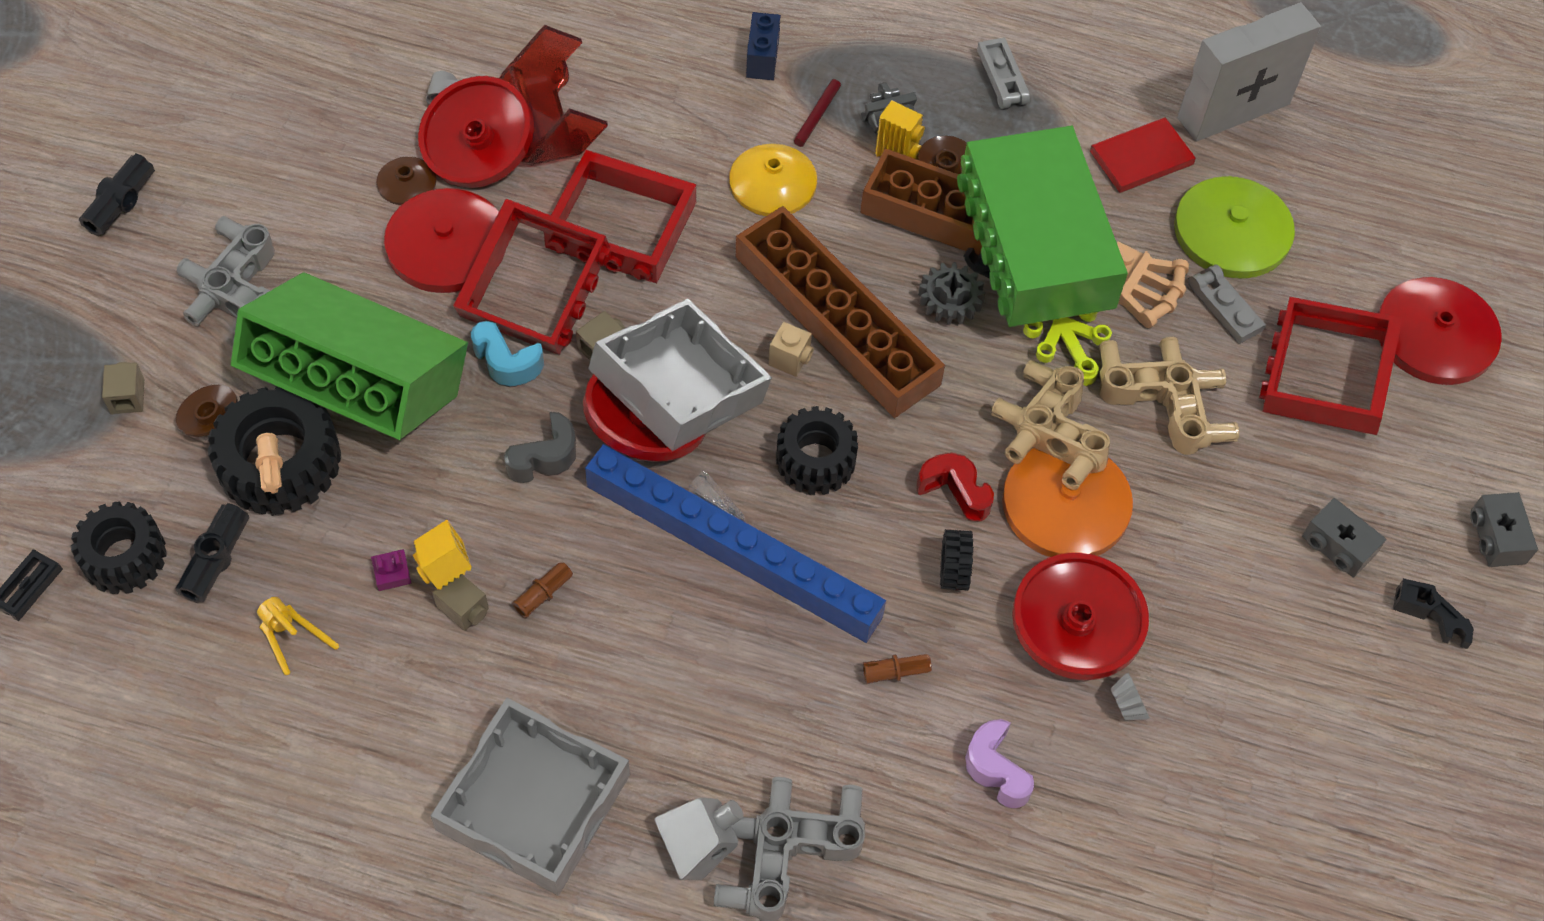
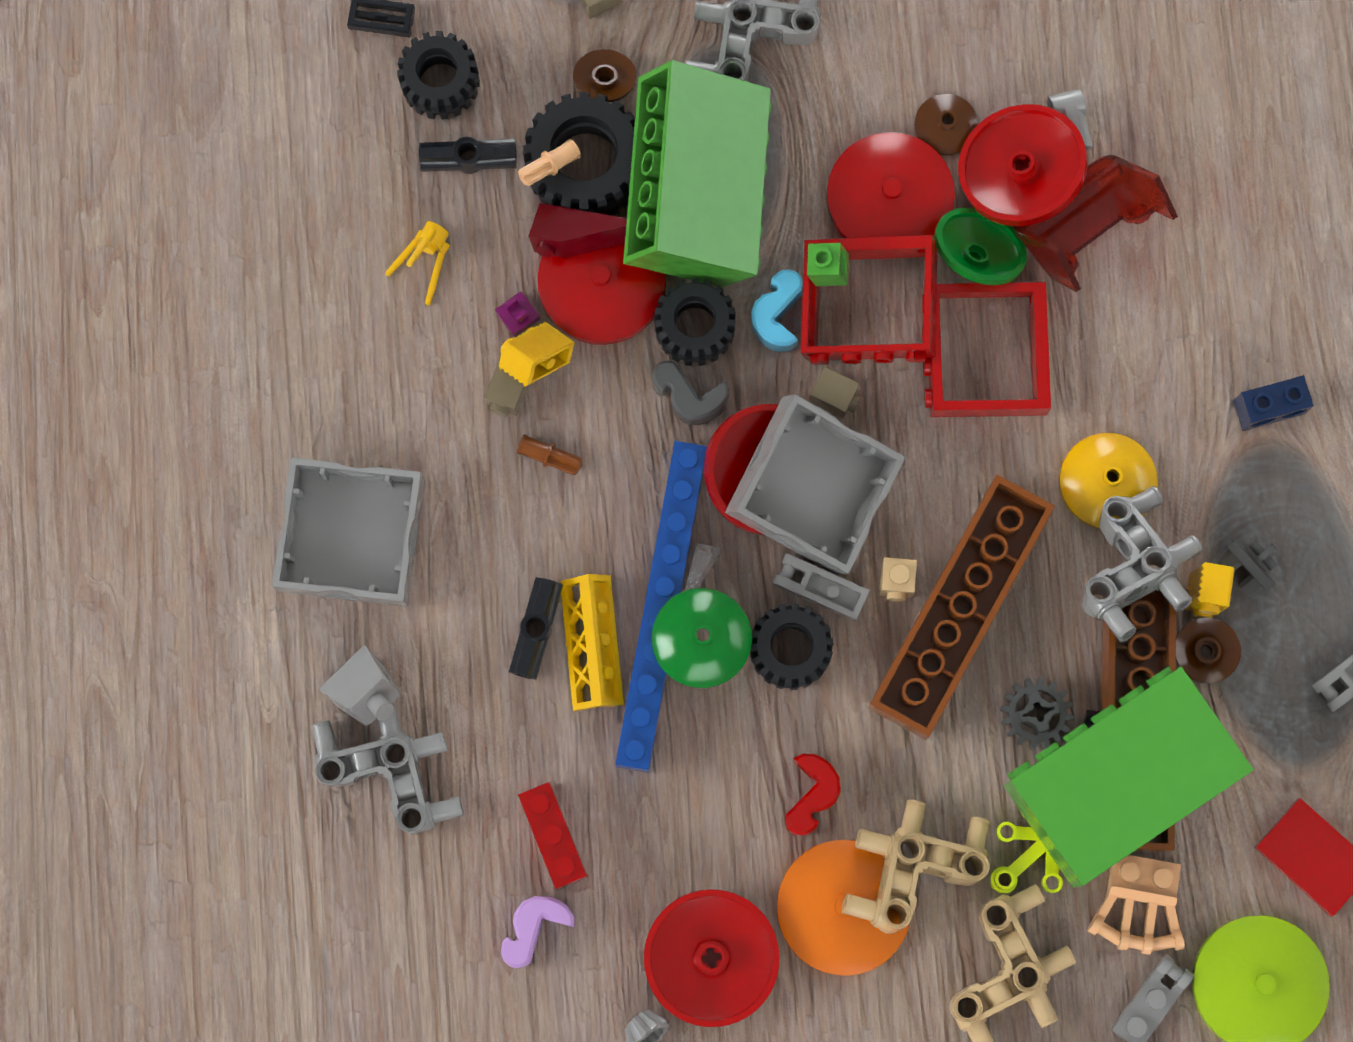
camera: 75 degrees right, 20 degrees up
(343, 479) = (573, 232): none -> dark red slope
(397, 488) = (598, 295): none -> red dish
(476, 398) = (695, 296): none -> black tyre
(488, 286) = (827, 264): none -> bright green brick
(532, 183) = (979, 247): none -> green dish
(722, 670) = (542, 608): none -> black piece
(741, 606) = (597, 641): none -> yellow fence
(771, 412) = (821, 587): none -> light grey plate
(778, 522) = (696, 661): none -> green dish
(817, 113) = (1216, 493): dark red bar -> none
(861, 157) = (1135, 577): none -> light grey pin
(896, 668) = (596, 804): dark orange axle -> none
(915, 713) = (553, 836): none -> red brick
(956, 560) = (722, 821): black tyre -> none

